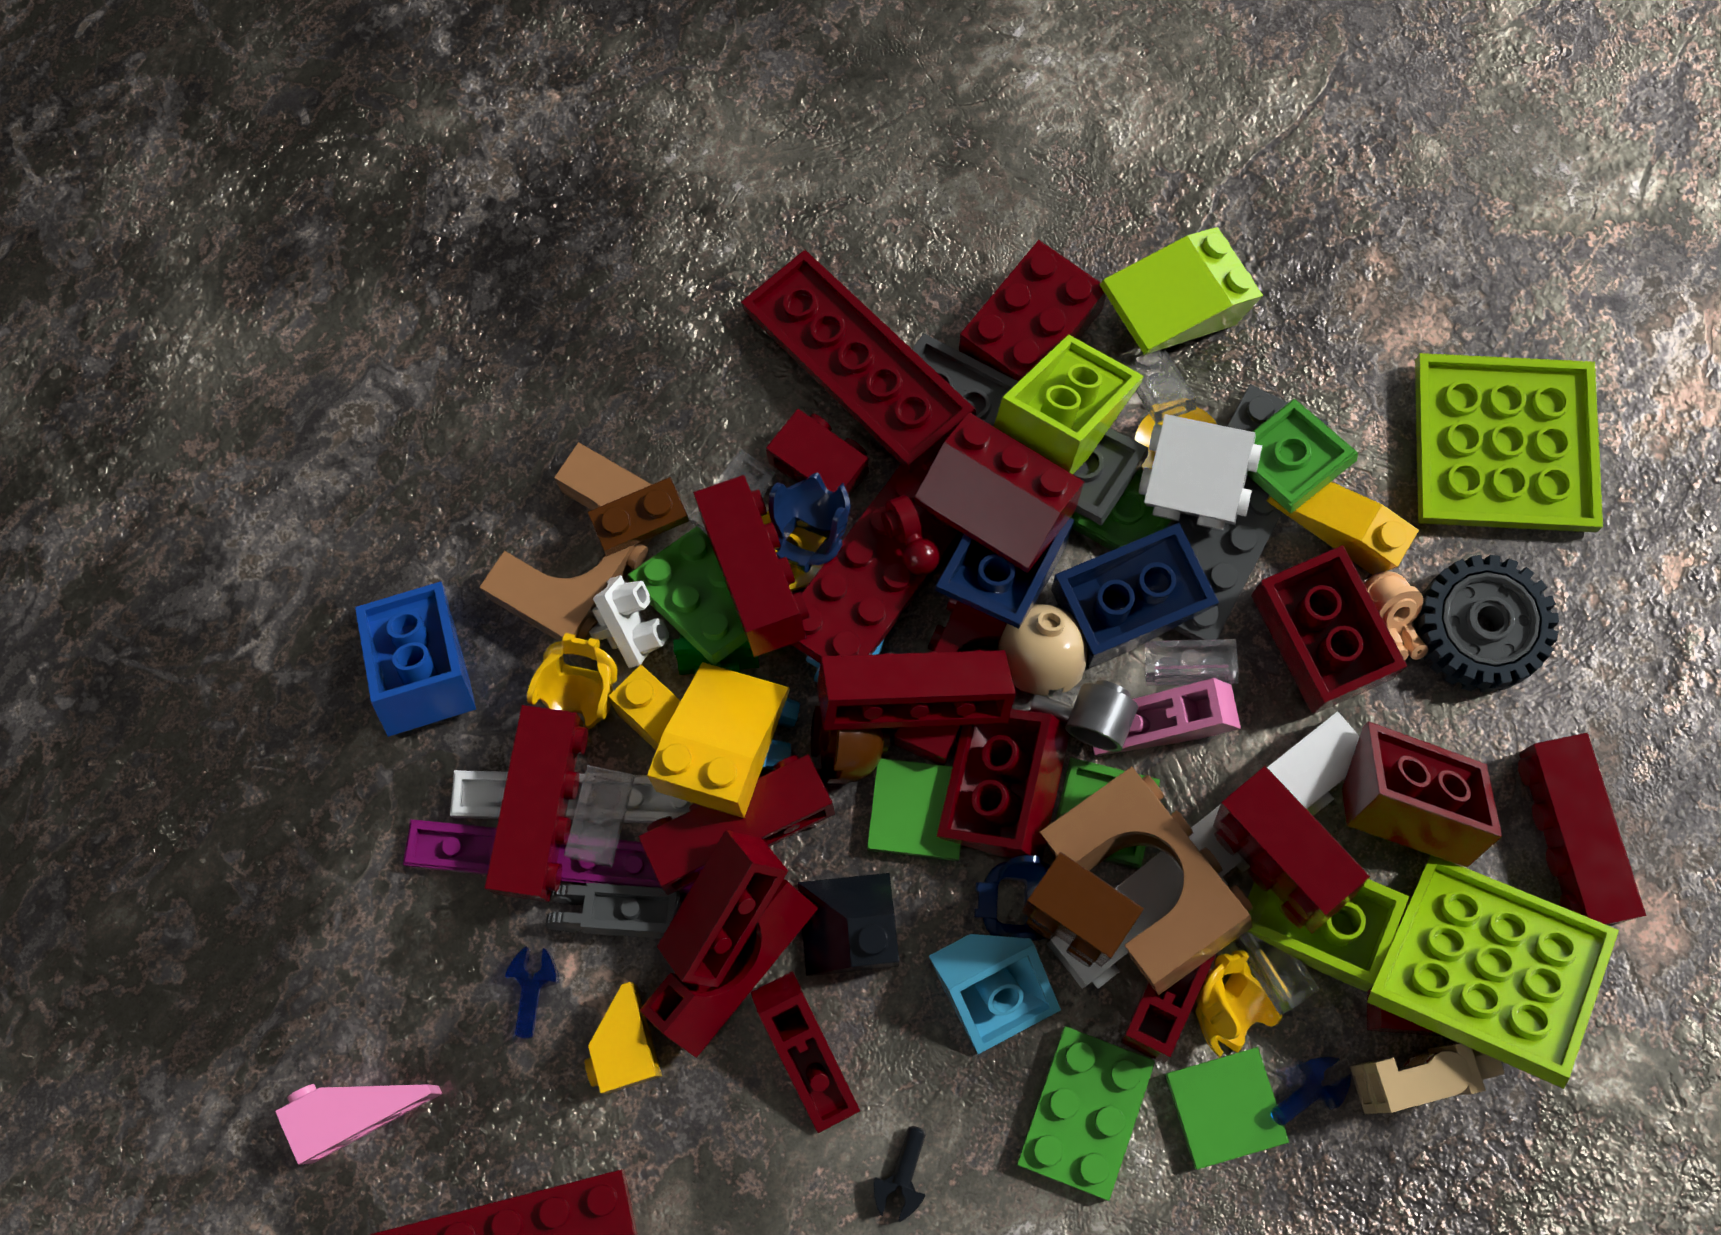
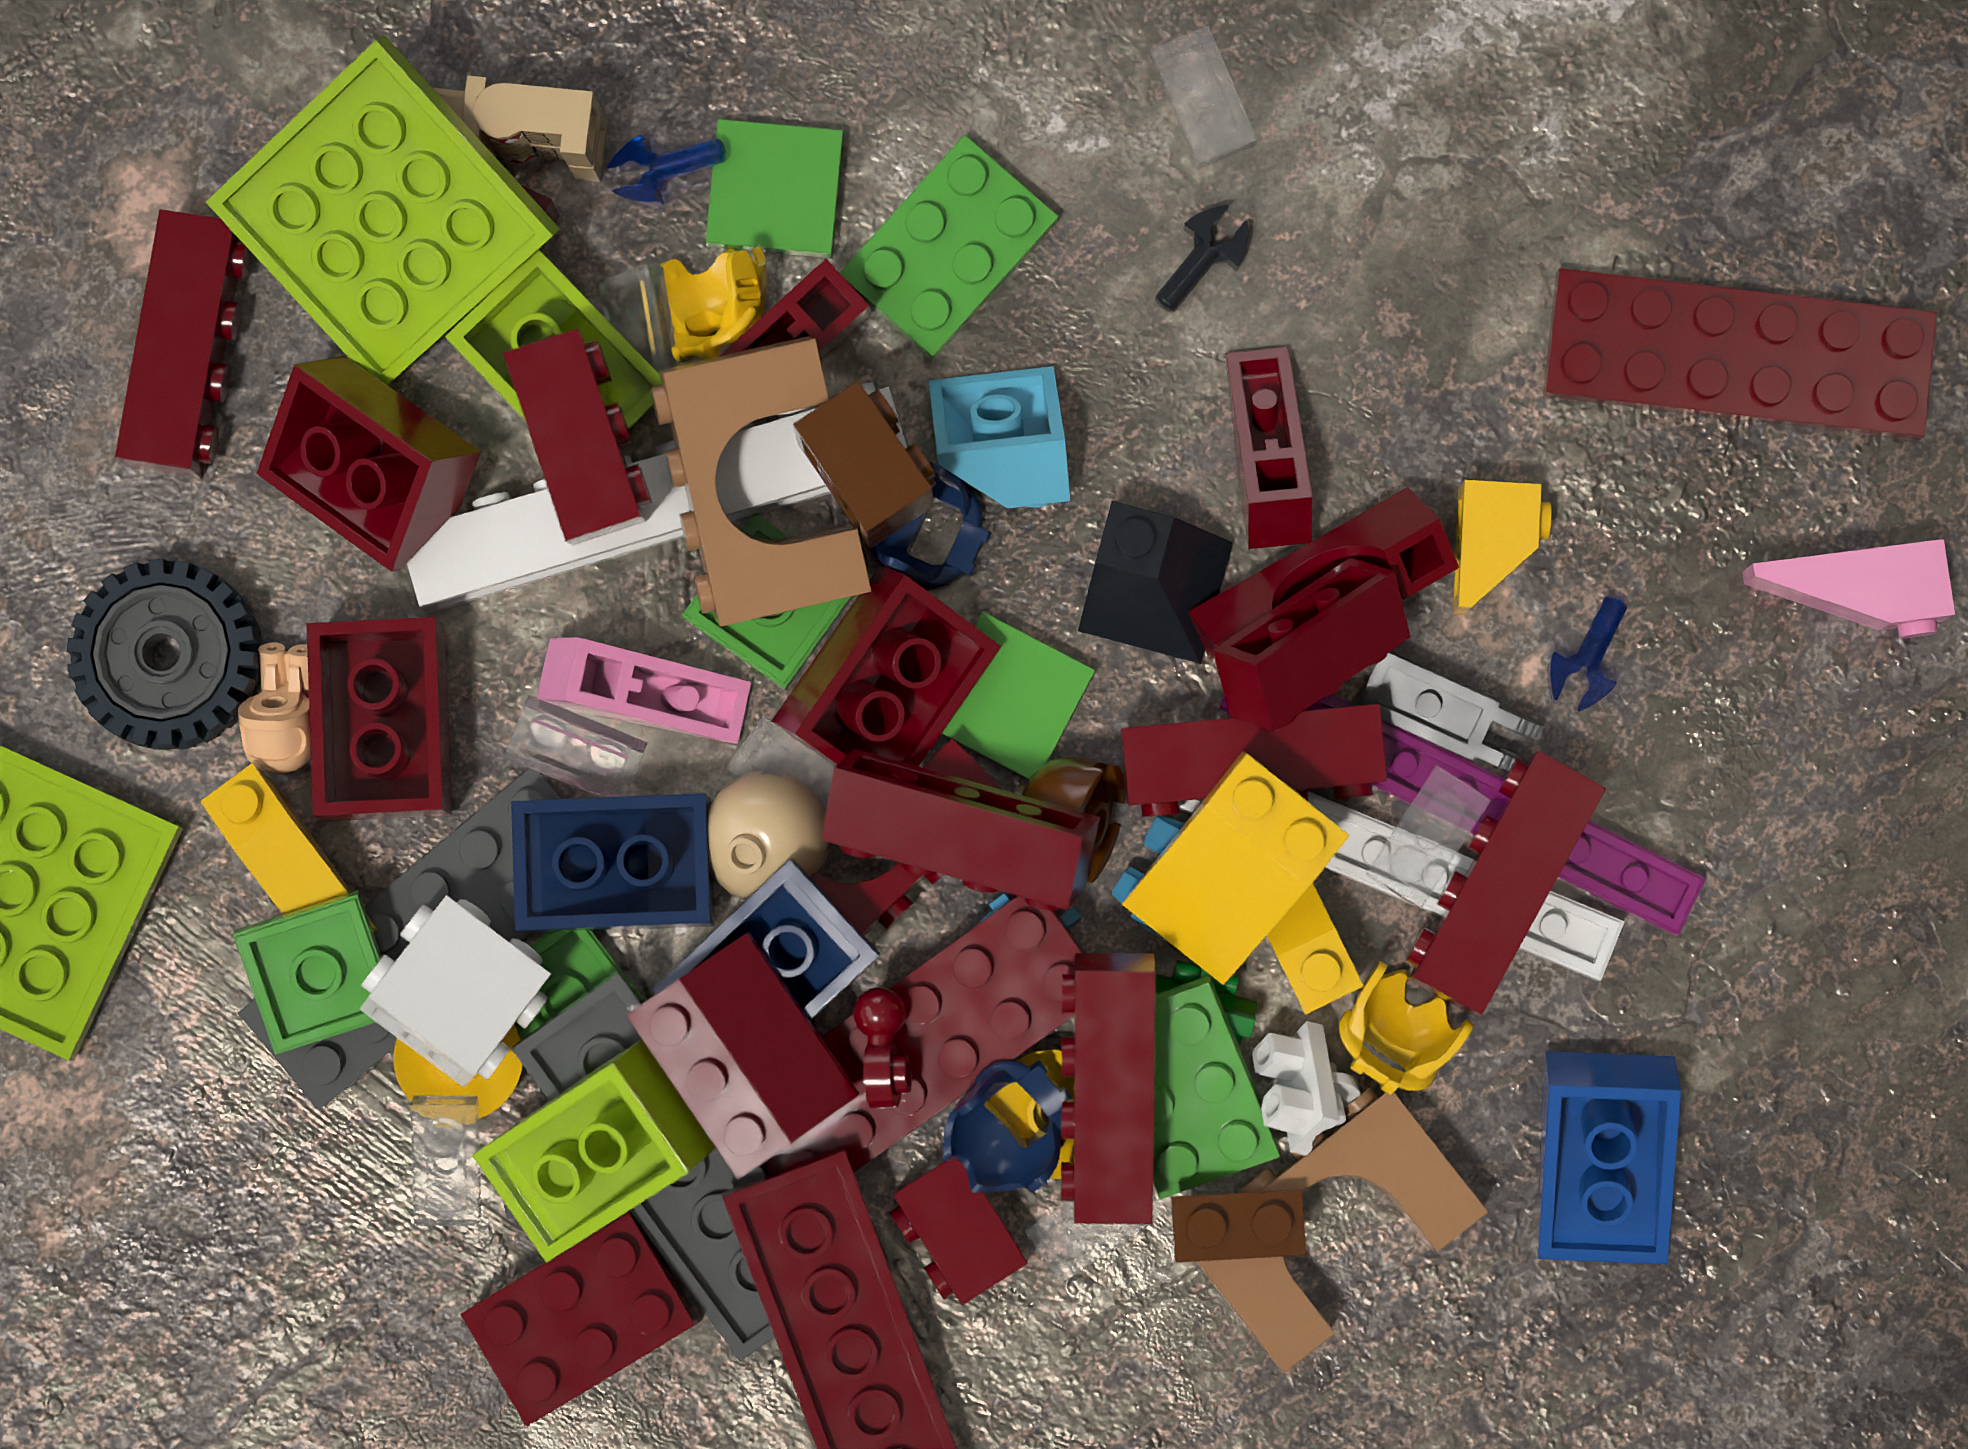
camera: 160 degrees left, 10 degrees up
(1098, 717) = (731, 719): flat silver piece -> none
(1182, 291) = (360, 1270): lime slope -> none

